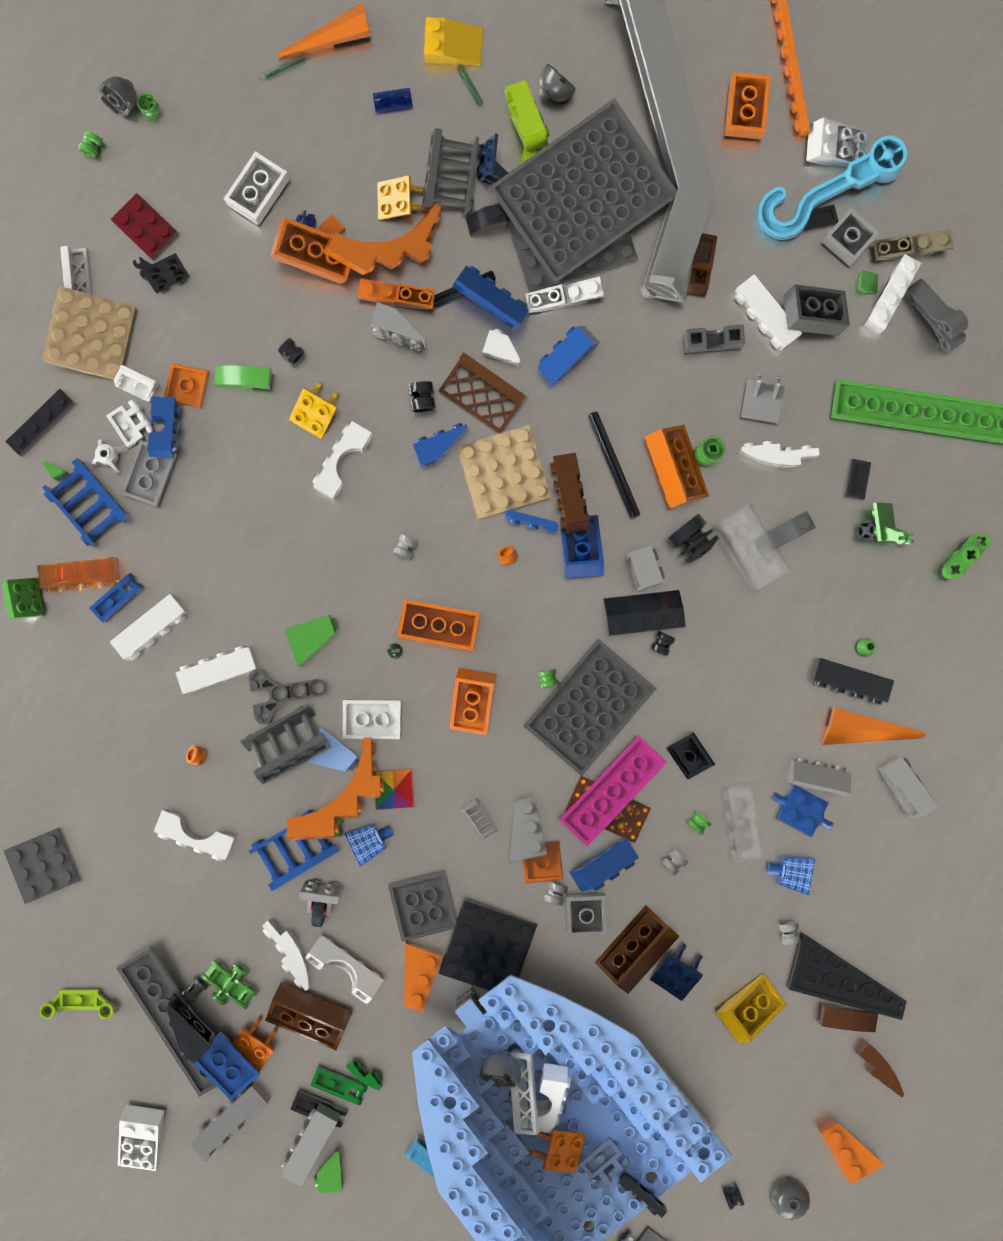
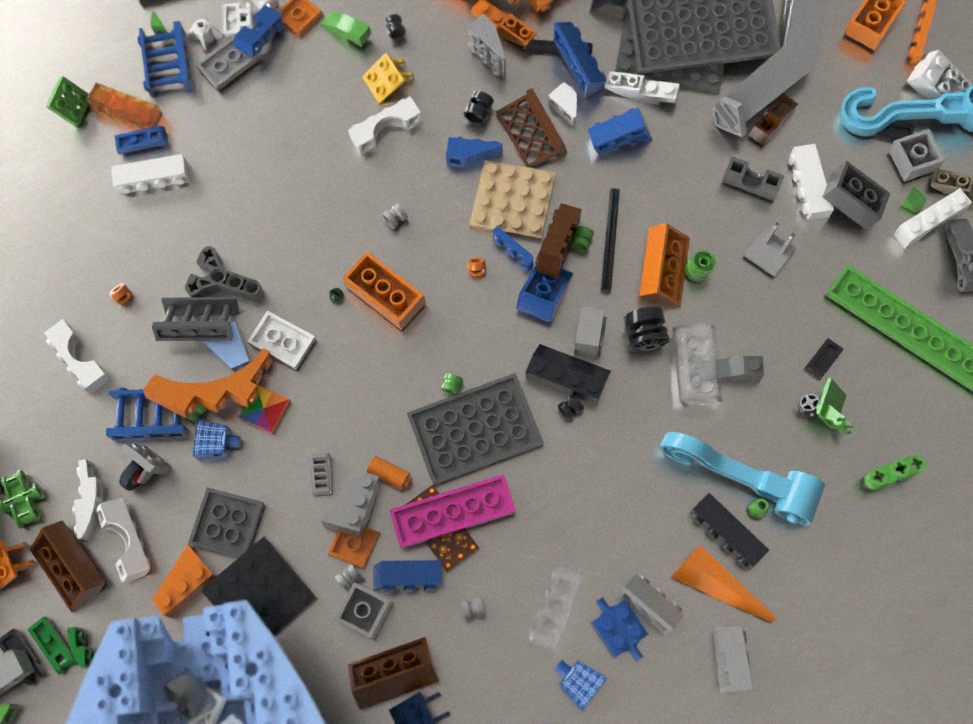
camera: 35 degrees right, 15 degrees down
(218, 670) = (180, 234): white brick -> none
(310, 637) = (272, 247): bright green slope -> none
(472, 701) = (375, 369): orange slope -> none
(539, 786) = (389, 473): none -> orange brick
(589, 478) = (582, 238): none -> bright green wheel
(690, 755) = (541, 519): black slope -> none
(699, 823) = (515, 585): bright green wheel -> none
(771, 454) = (754, 298): white slope -> none
(894, 622) = (795, 495): none -> medium azure piece

